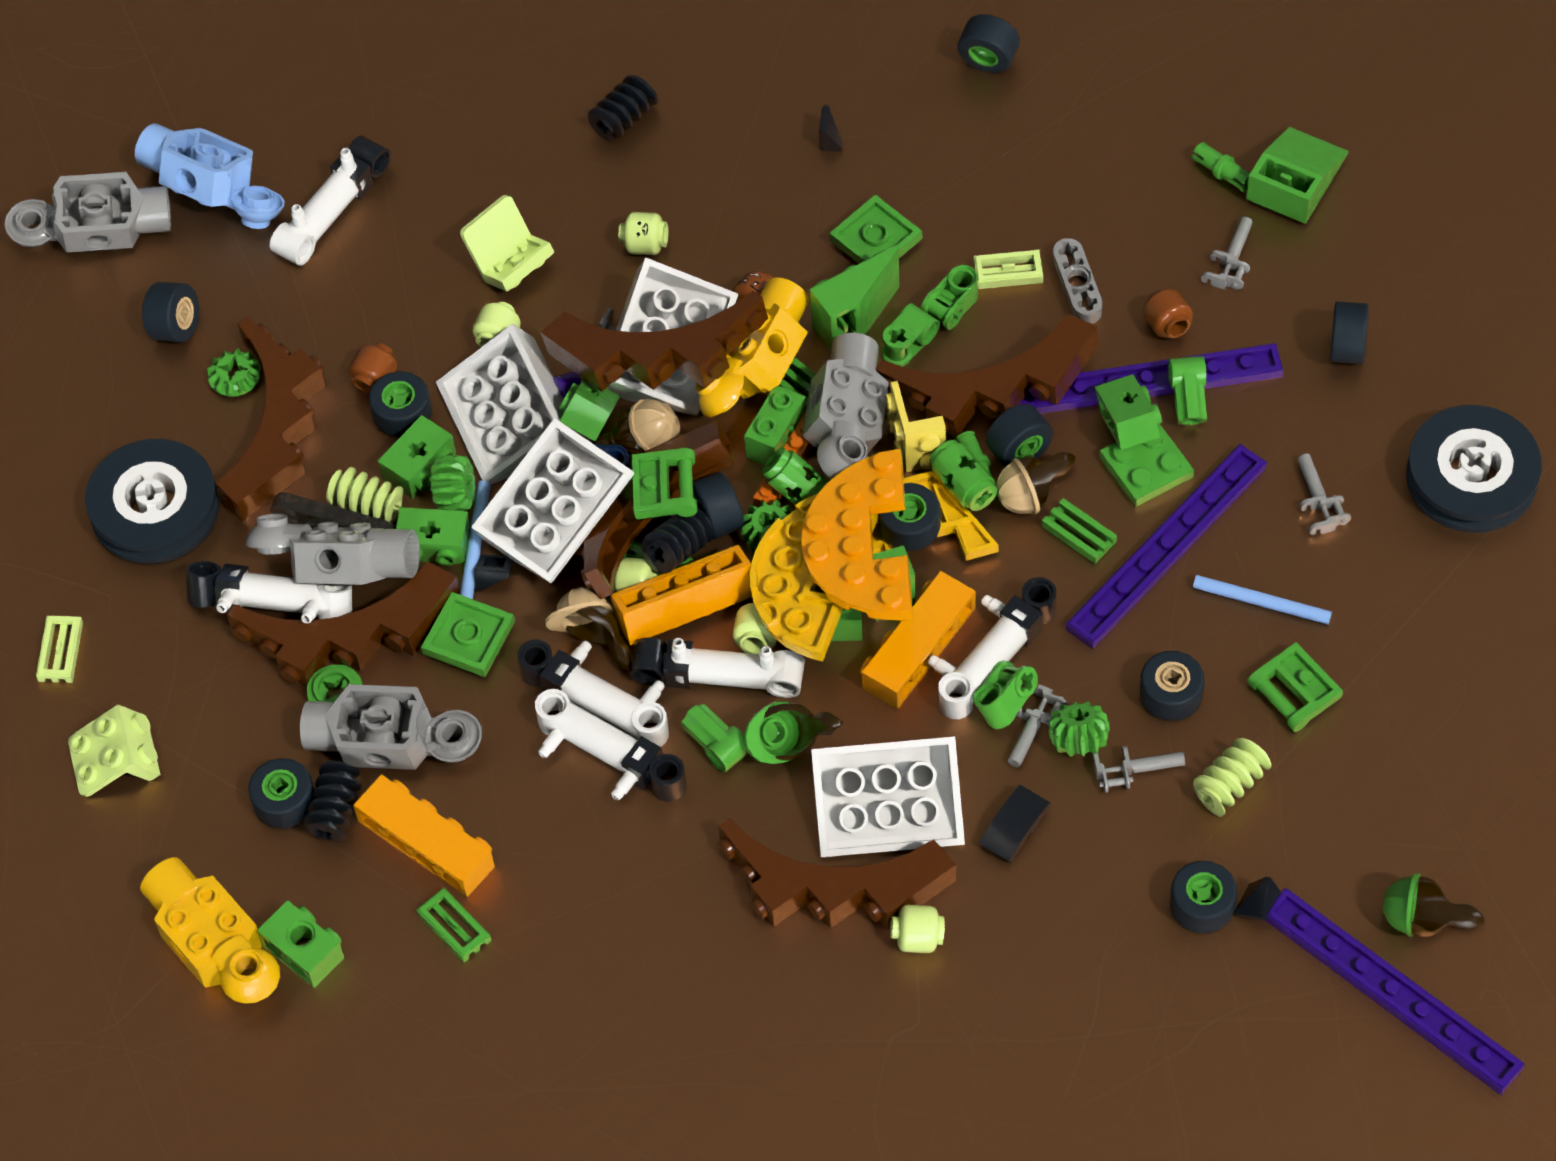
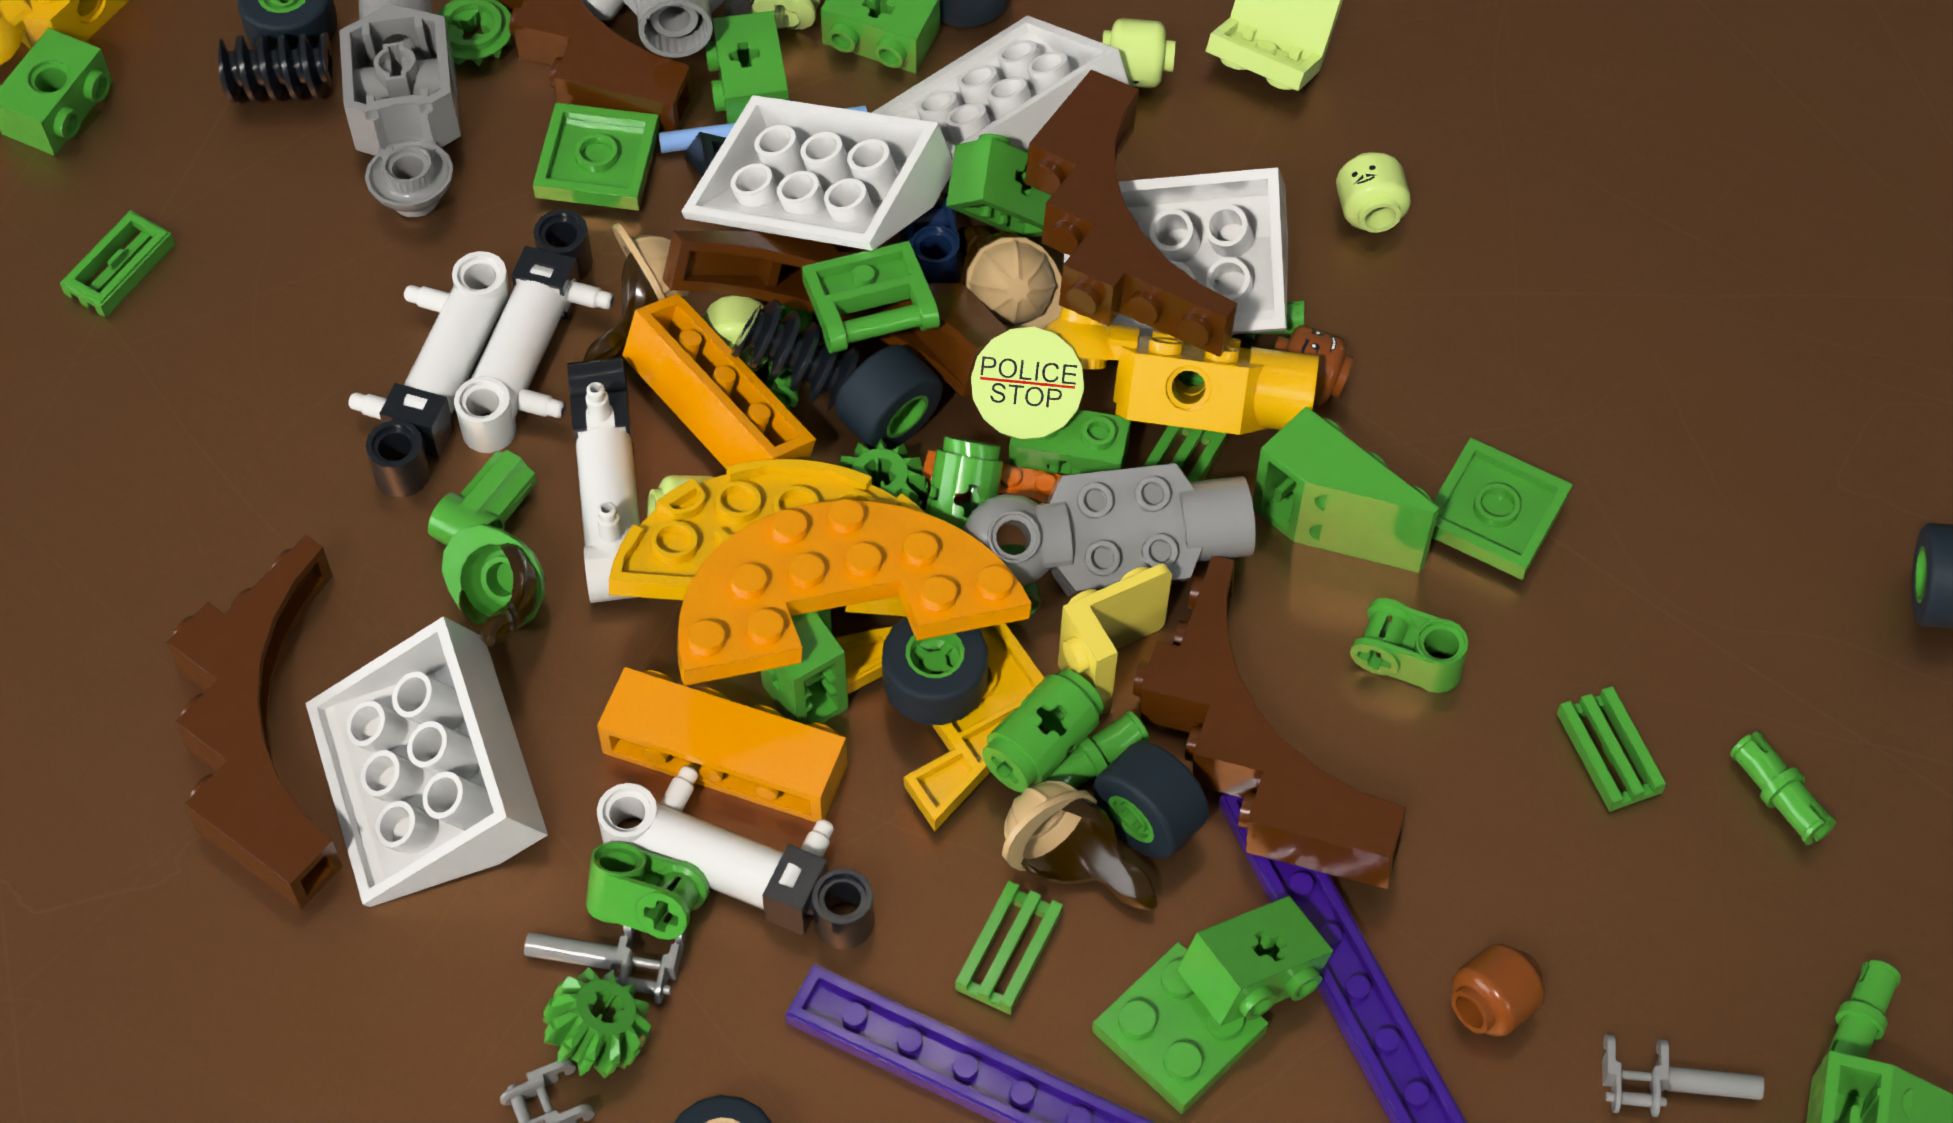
camera: 70 degrees right, 0 degrees up
(425, 835) = (246, 187): light orange brick -> none
(453, 483) = (836, 64): bright green gear -> none
(622, 107) = (1602, 109): black piece -> none
(746, 421) = (1027, 383): none -> yellowish green piece
(828, 132) = (1677, 392): black slope -> none
(908, 335) = (1318, 598): bright green piece -> none
(918, 929) = (179, 863): yellowish green head -> none
(1009, 273) = (1490, 733): yellowish green tile -> none
(1014, 823) = (408, 965): black slope -> none
(1037, 223) = (1630, 739): none -> bright green tile
(1079, 268) = (1511, 857): light grey beam -> none
(1084, 159) = (1783, 788): none -> bright green pin
(1188, 380) = (1357, 1048): bright green piece -> none

